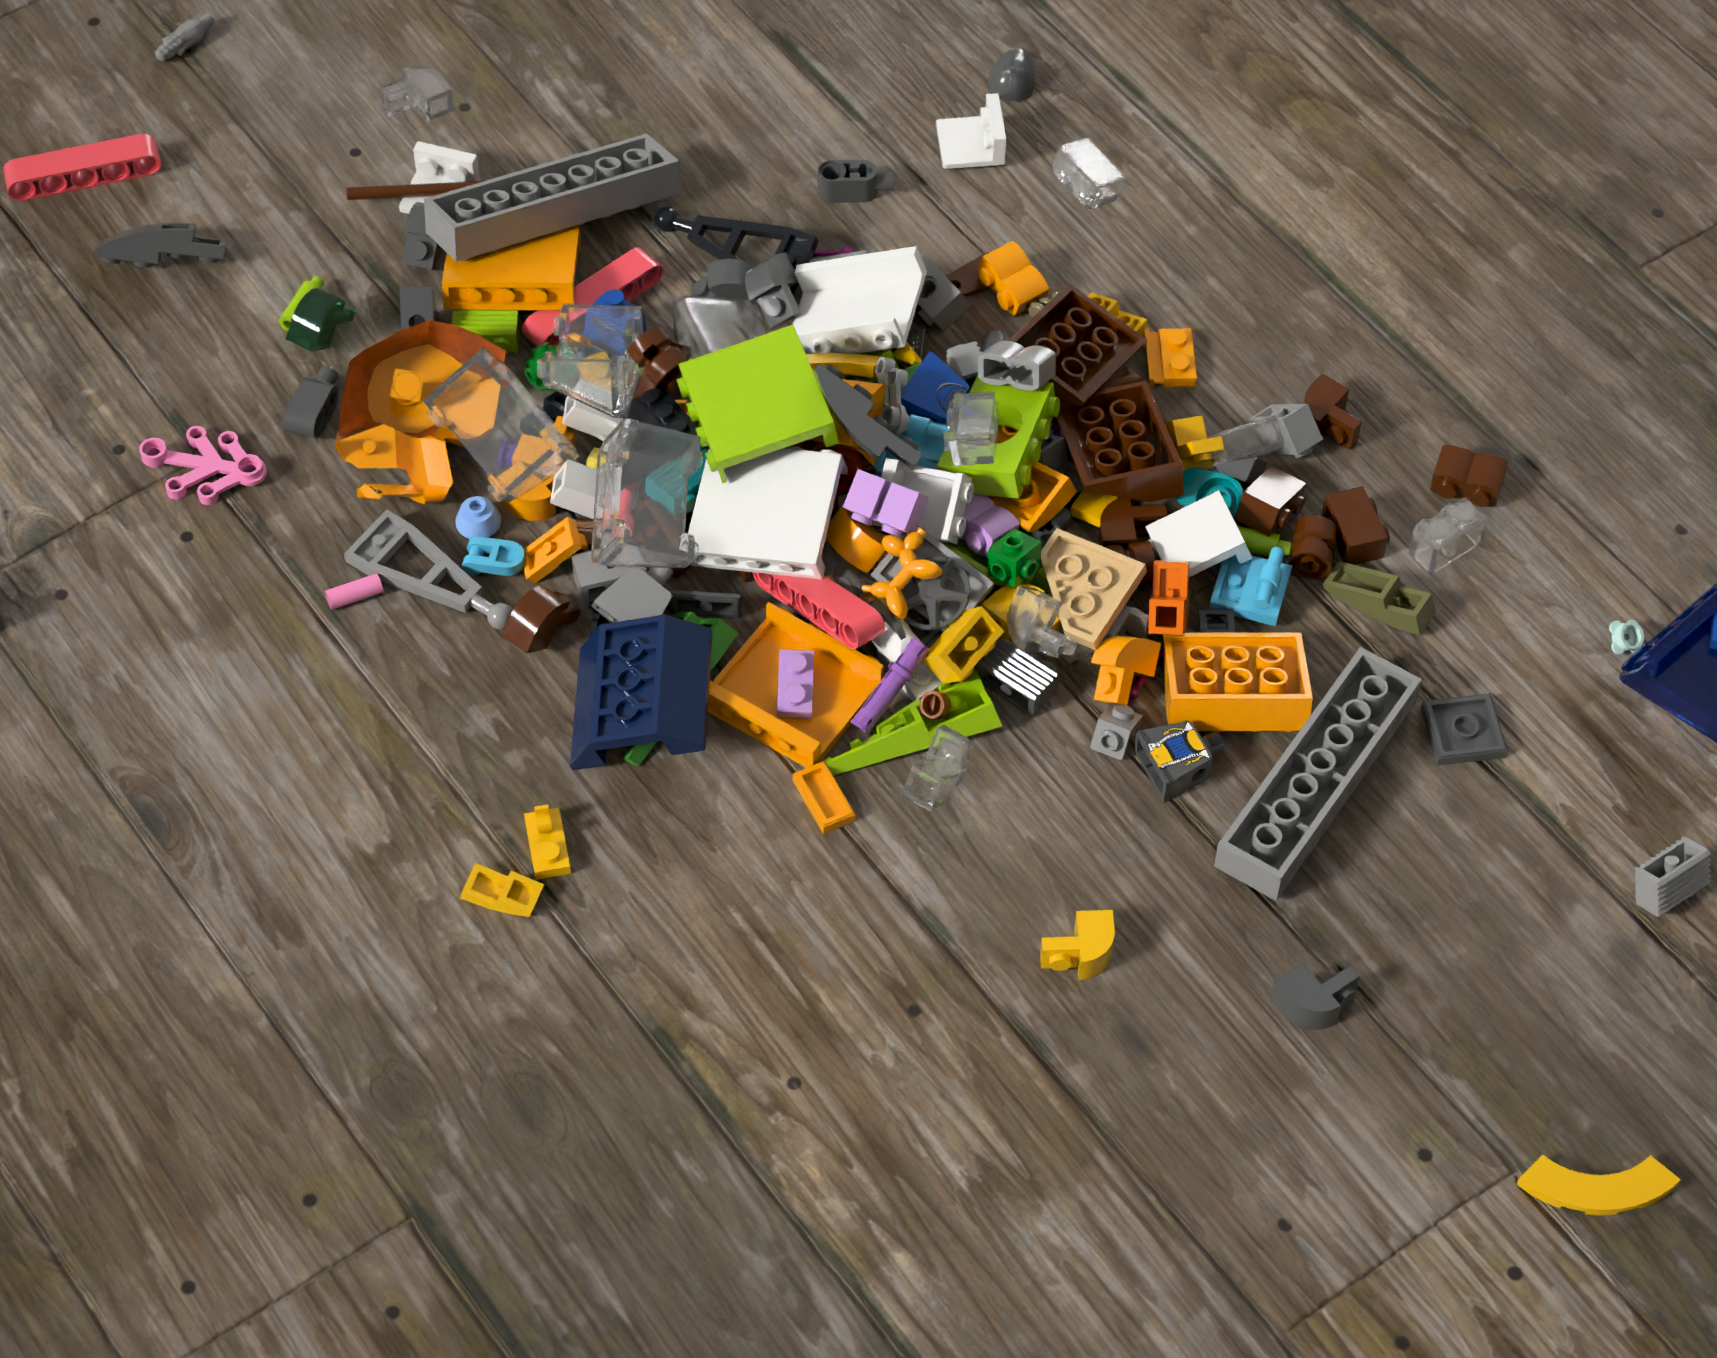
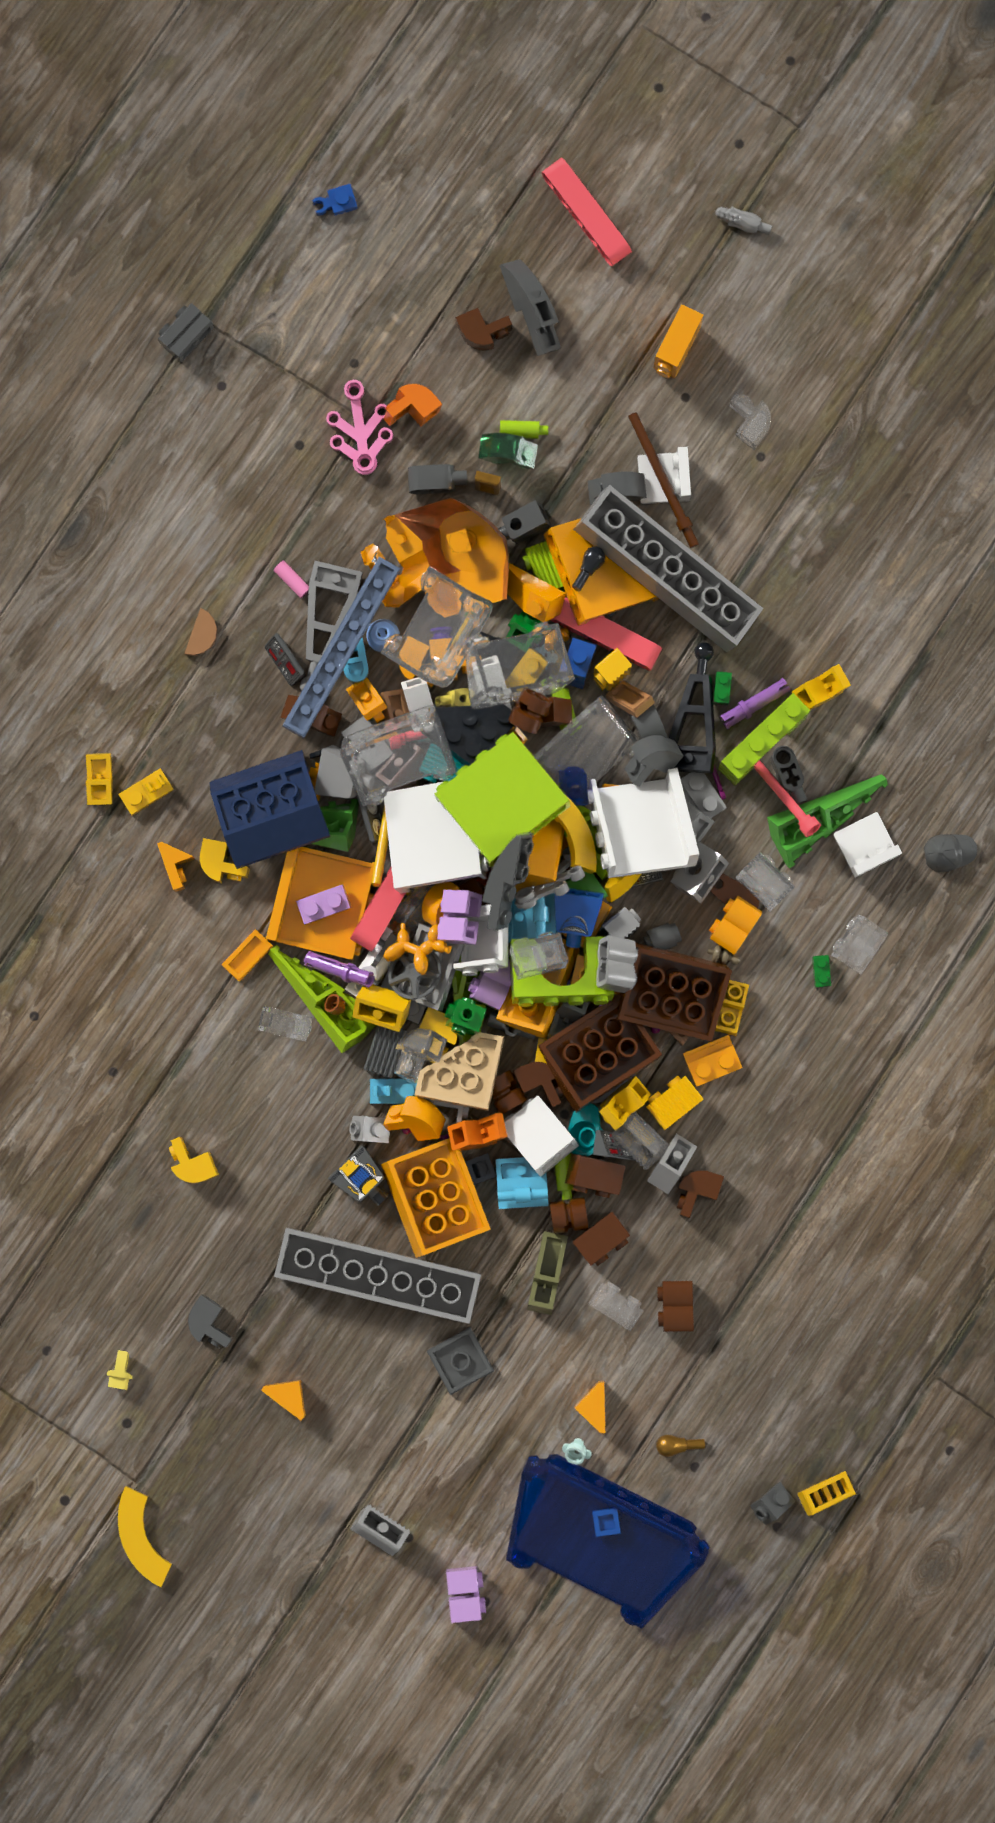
camera: 75 degrees right, 30 degrees up
(159, 308) = (480, 335): none -> reddish brown brick
(207, 390) = (416, 401): none -> orange brick
(288, 120) = (677, 342): none -> light orange brick
(347, 340) = (487, 483): none -> pearl gold tile
(371, 711) = (203, 634): none -> medium nougat tile
(453, 628) = (284, 660): none -> slope
(475, 545) = (341, 647): none -> sand blue tile
(504, 254) = (592, 560): none -> black piece
(520, 330) = (534, 594): none -> light orange slope
(646, 289) = (612, 670): none -> yellow brick
(654, 838) = (171, 858): none -> light orange slope
(682, 788) = (213, 862): none -> yellow brick
(693, 282) = (630, 698): none -> medium nougat tile
(718, 208) = (722, 688): none -> green piece
(743, 588) = (381, 853): none -> yellow bar
(755, 197) = (747, 708): none -> medium lavender pin
(767, 116) = (823, 688): none -> yellow brick
(795, 158) = (763, 738): none -> lime arch
(919, 178) = (829, 810): none -> bright green wedge
(922, 166) = (807, 824): none -> coral piece
(972, 236) = (765, 881): none -> clear brick
(1075, 690) = (390, 1091): none -> medium azure plate
(1103, 223) = (821, 971): none -> green piece
(1208, 395) = (674, 1102): none -> yellow brick
(1346, 1128) = (119, 1377): none -> light yellow piece
(1453, 931) = (287, 1395): none -> light orange slope
(1573, 598) = (593, 1407): none -> light orange slope
(1647, 537) = (671, 1445): none -> pearl gold piece

